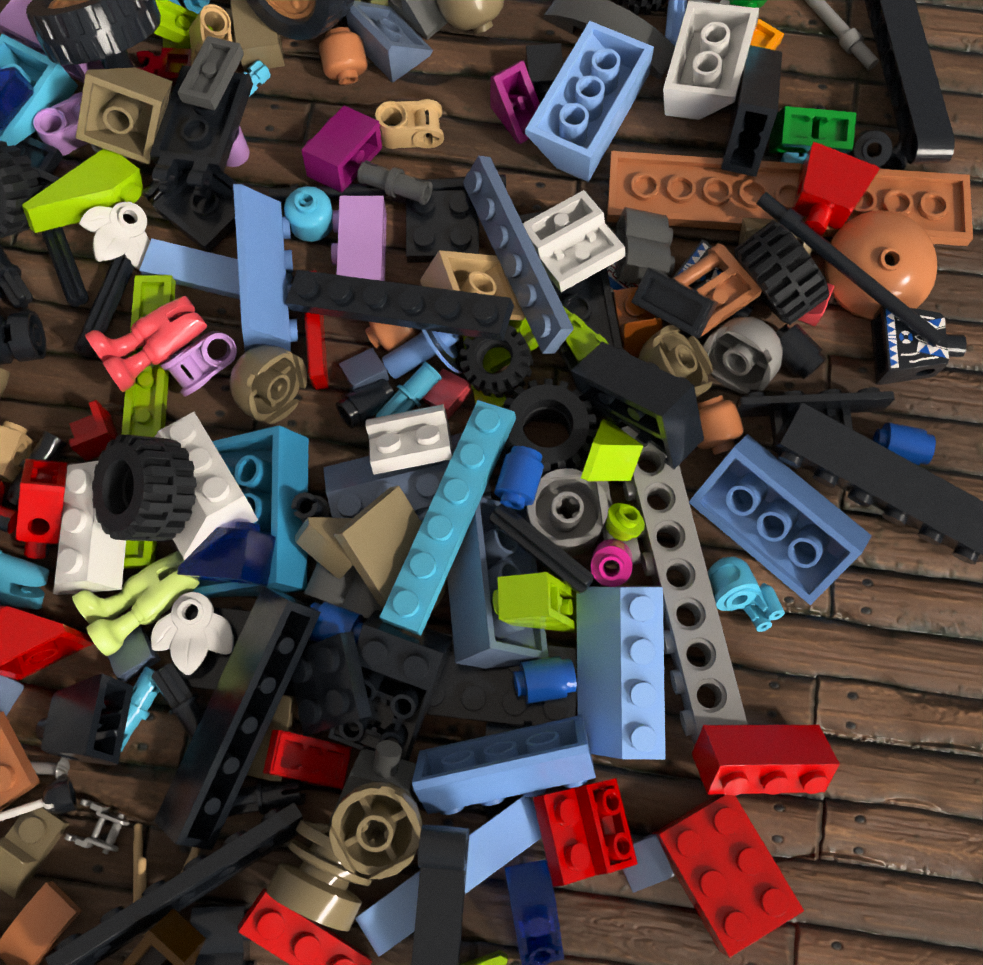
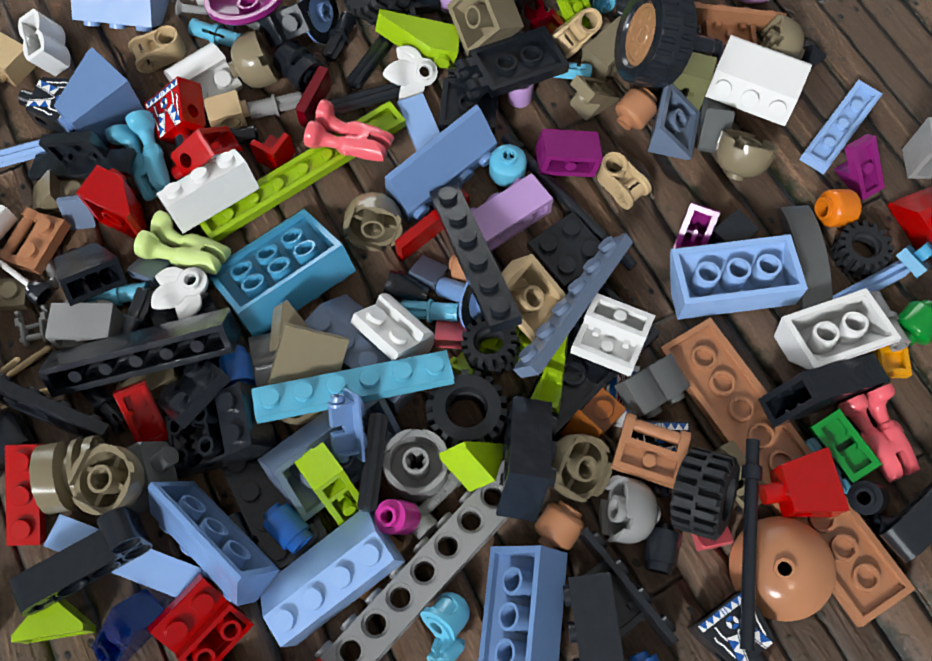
camera: 55 degrees right, 5 degrees down
(36, 395) = (273, 105): none -> light grey axle
(61, 348) = (313, 94): none -> dark red tile
(143, 488) = (240, 195): black tyre -> none
(144, 766) = (82, 323): none -> light grey brick
(198, 362) = (356, 173): lavender piece -> none
(210, 73) = (548, 42): dark grey plate -> none
(218, 495) = (271, 227): white slope -> none
(232, 556) = (237, 277): clear blue slope -> none
(294, 87) = (591, 96): none -> dark tan slope
(306, 509) = (301, 301): black pin -> none
(394, 182) = (569, 199): dark grey pin -> none
(488, 535) = (347, 411): none -> medium blue hinge
(519, 477) = (410, 413): blue brick -> none
(624, 522) = (428, 510): lime plate -> none
(674, 302) = (618, 431): black tile -> none
(821, 92) = (886, 439): none -> coral piece

